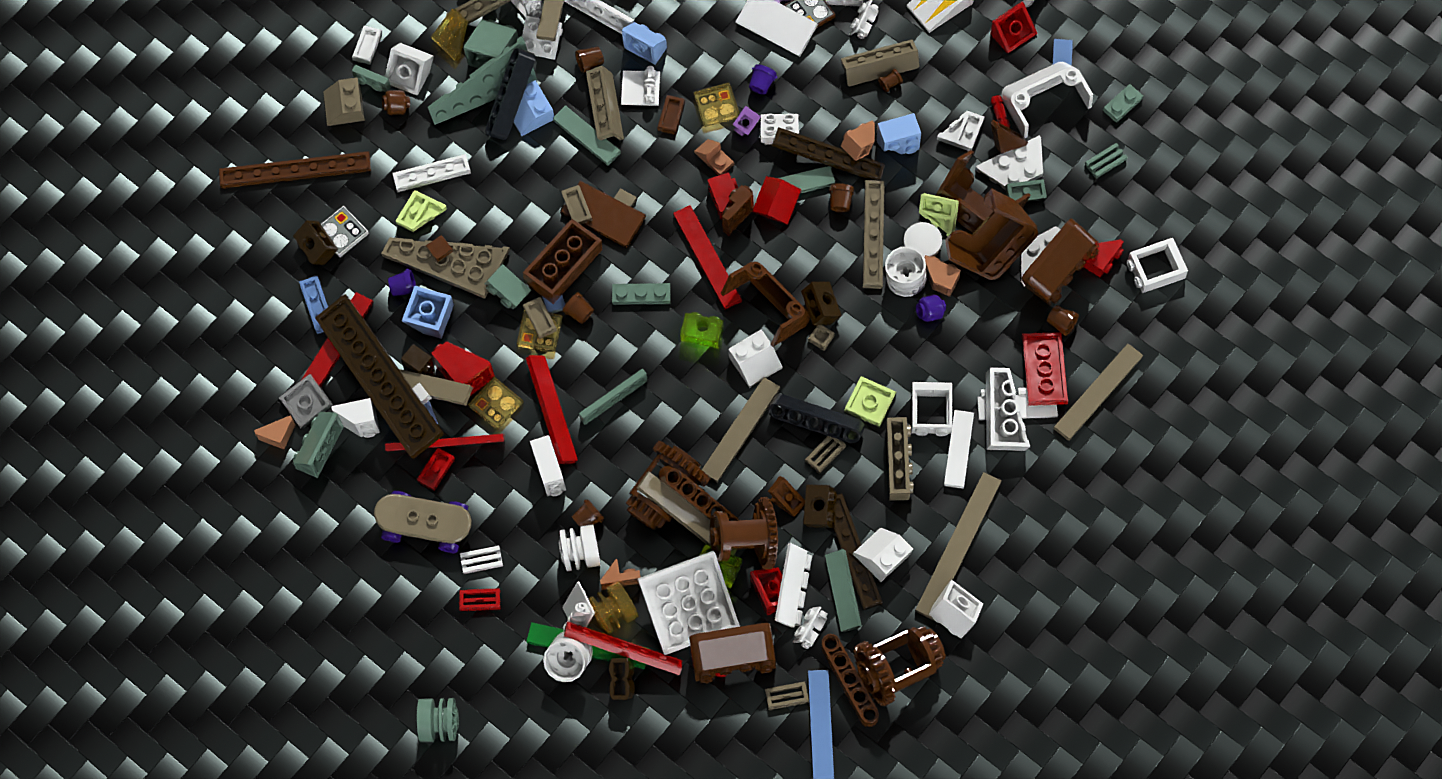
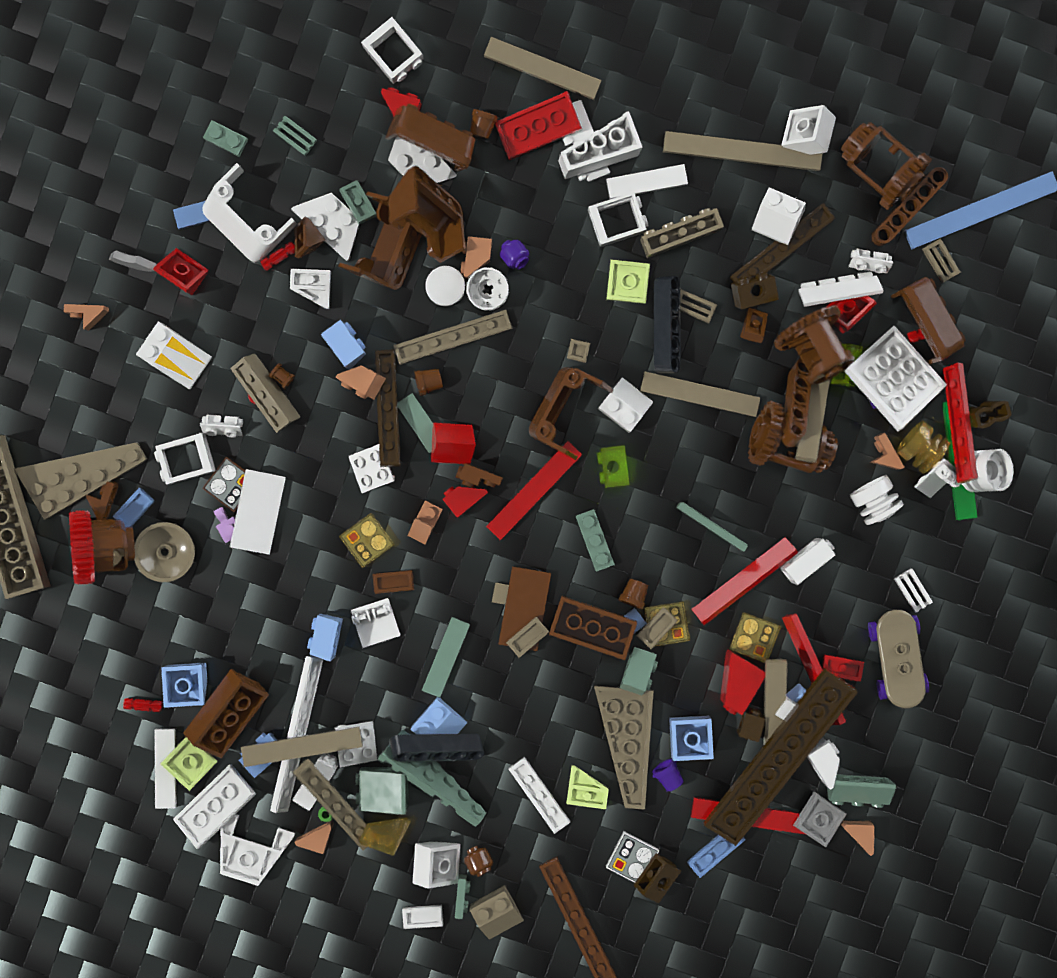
camera: 110 degrees left, 20 degrees up
(439, 248) = (621, 753): reddish brown tile -> none
(480, 600) = (944, 561): red tile -> none
(587, 515) = (838, 506): reddish brown piece -> none
(589, 58) = (363, 685): reddish brown piece -> none
(604, 103) = (407, 651): dark tan panel -> none
(748, 114) = (384, 499): medium lavender brick -> none
(762, 79) = (326, 504): dark purple piece -> none
(821, 303) = (548, 360): dark brown brick -> none
(843, 590) = (825, 242): sand green tile -> none
(940, 211) = (410, 278): yellowish green wing -> none

